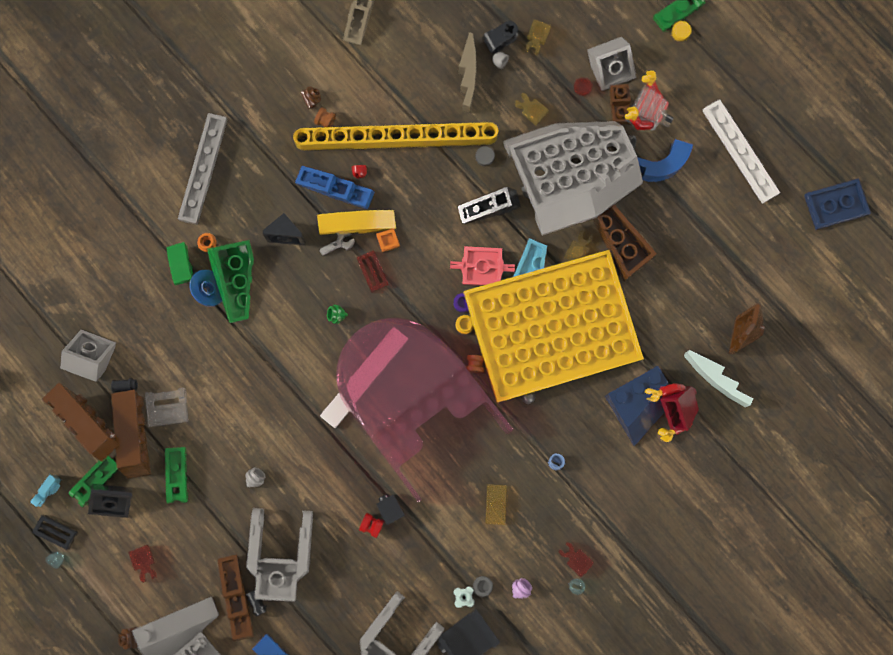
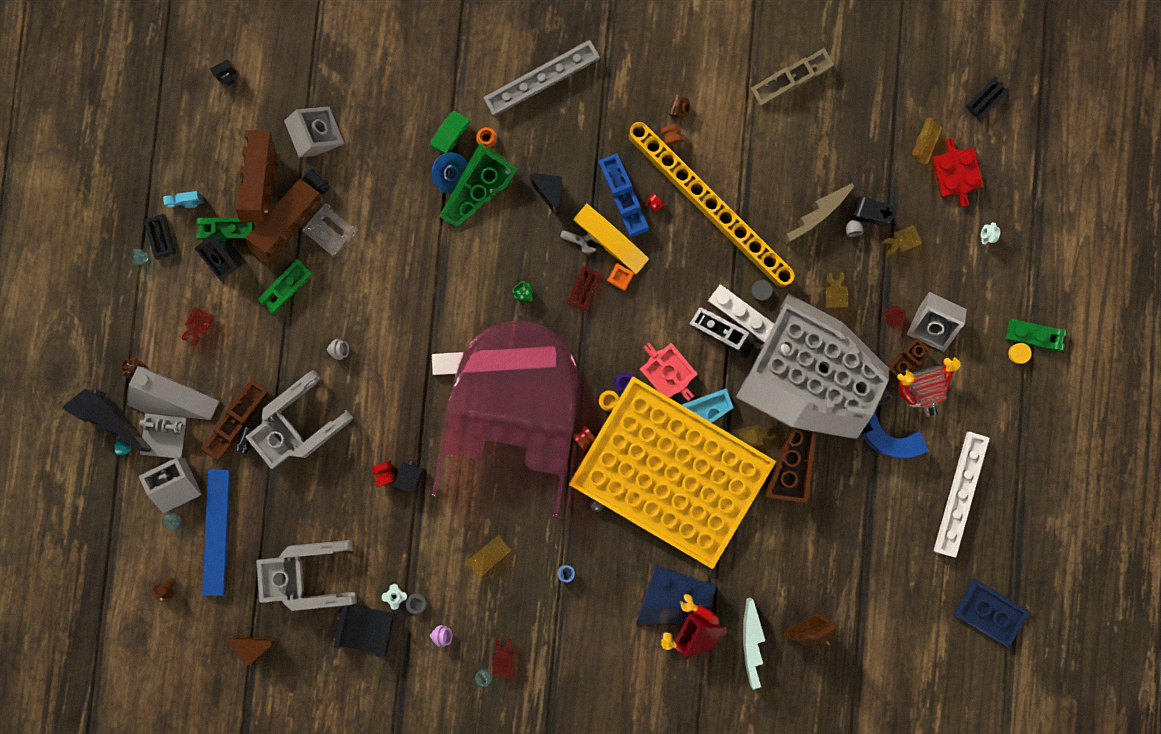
camera: 50 degrees right, 5 degrees up
(490, 182) = (743, 314): none -> white plate

